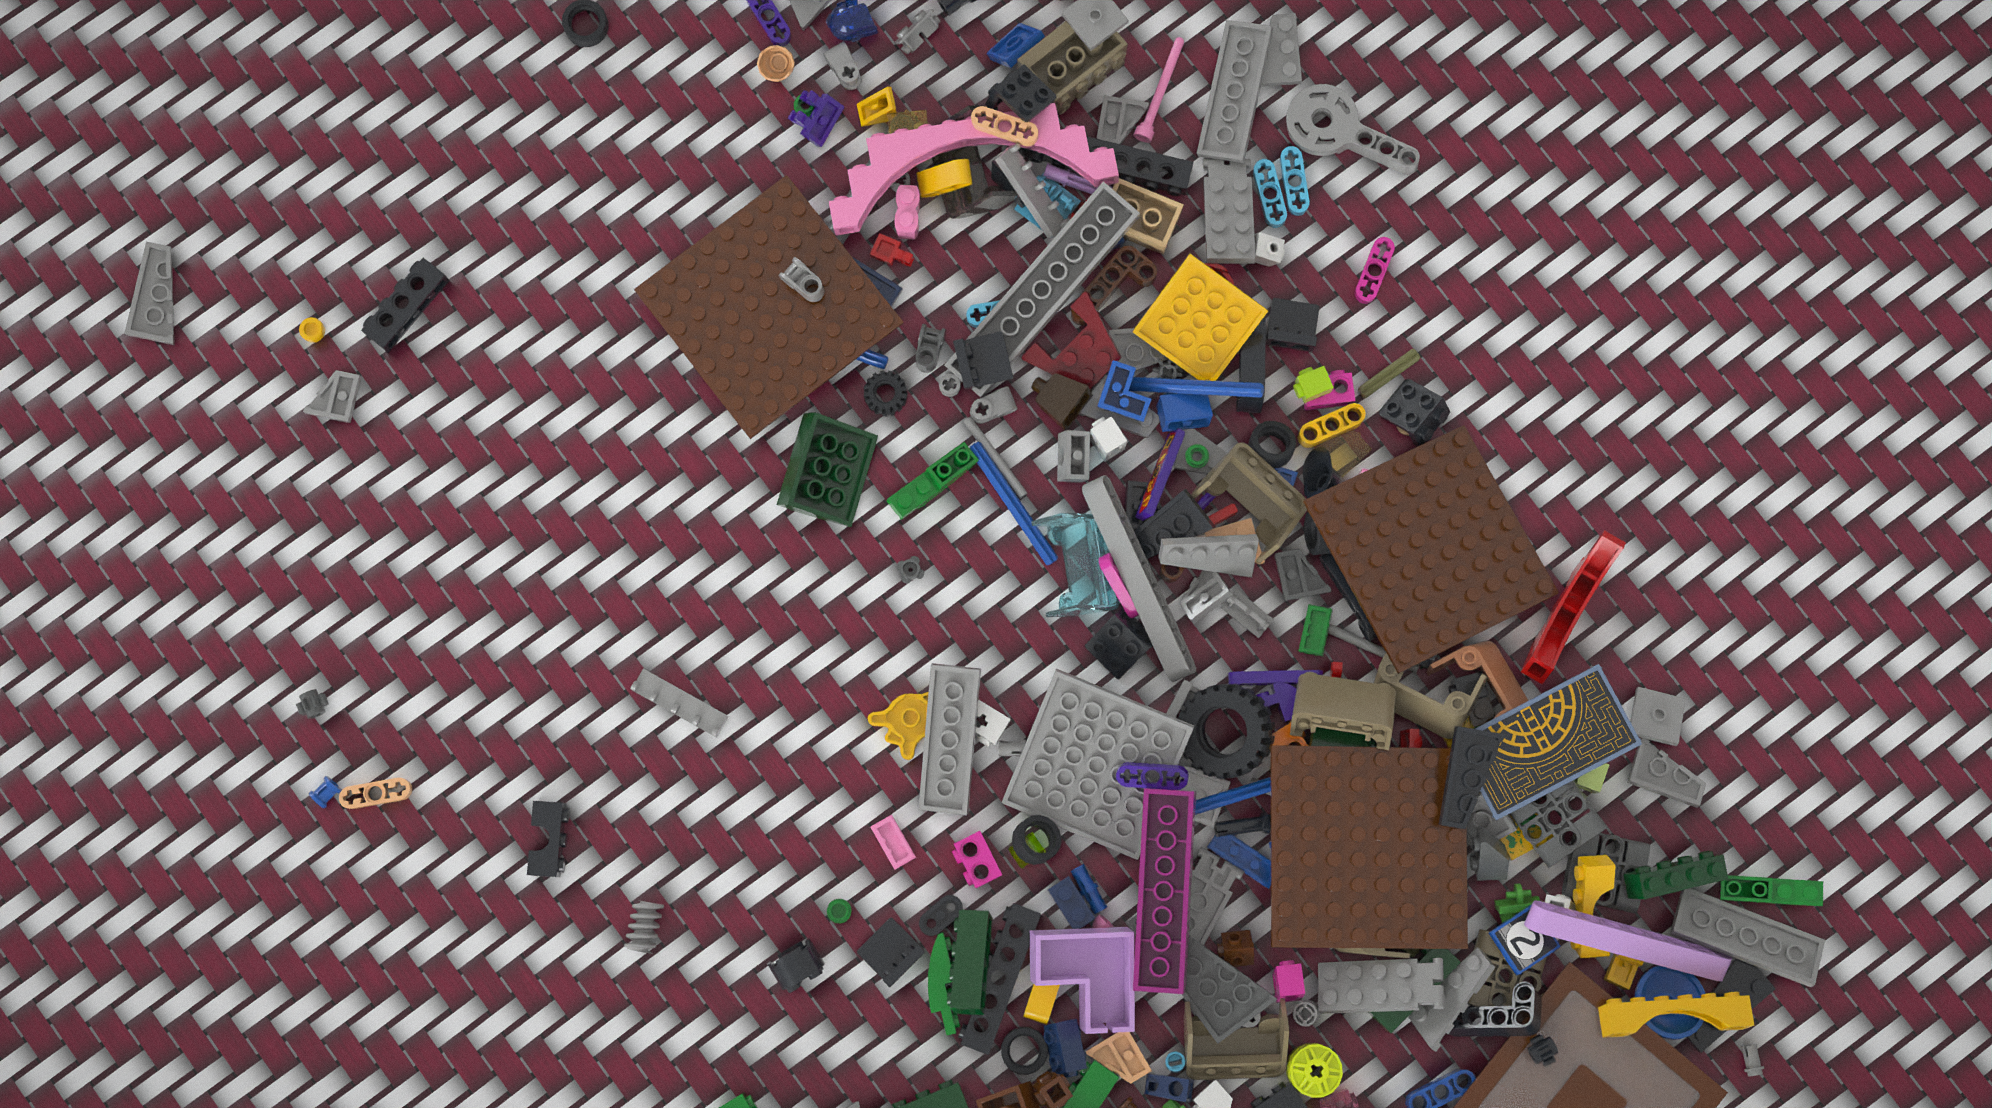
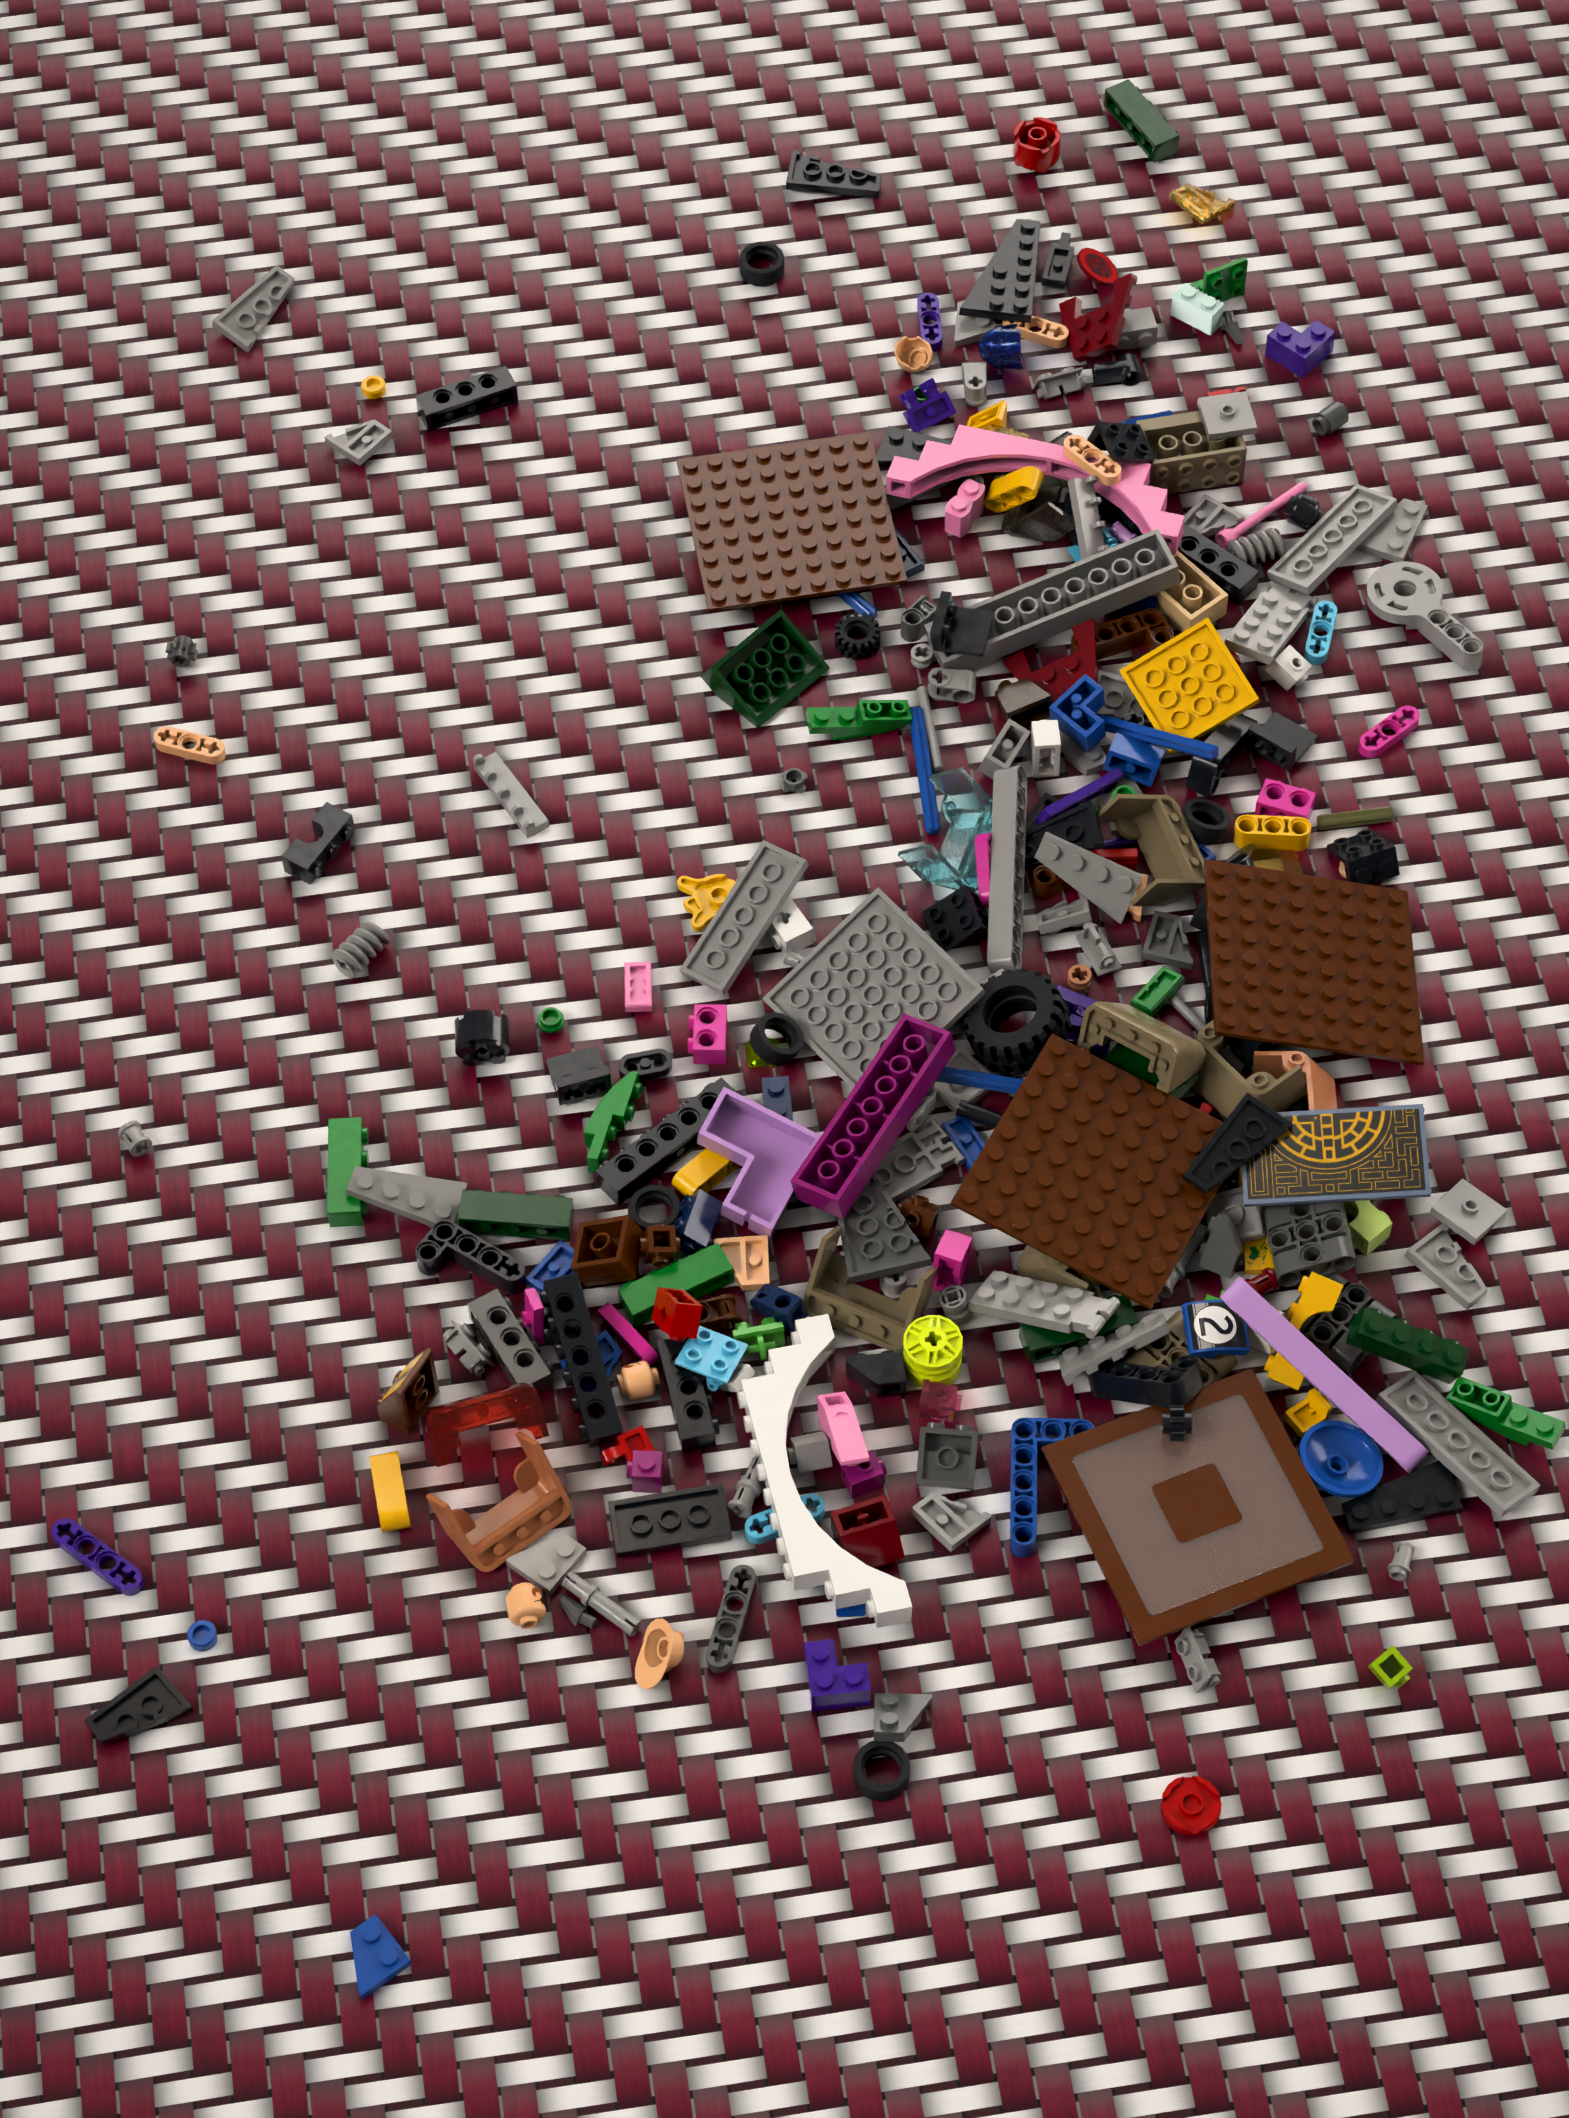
camera: 30 degrees right, 25 degrees down
(325, 792) = (146, 722): blue bush -> none
(800, 277) = (833, 507): light grey piece -> none
(826, 164) = (903, 444): none -> wing
(888, 250) = (928, 531): red plate -> none
(970, 962) = (649, 1103): dark green brick -> none
(1088, 889) = (803, 1106): blue pin -> none
(1160, 768) = (913, 1009): dark purple beam -> none
(1174, 1057) = (797, 1286): medium azure hinge -> none
(1176, 132) = (1257, 546): none -> light grey piece
(1195, 72) = (1302, 511): none -> black head
(1244, 639) = (1074, 983): none -> nougat bush
(1298, 163) = (1352, 641): medium azure beam -> none
(1312, 384) = (1270, 780): lime brick -> none
(1531, 868) = (1264, 1282): none -> dark red bush
(1570, 605) = (1426, 1074): red arch -> none
(1724, 1013) = (1388, 1484): yellow arch -> none

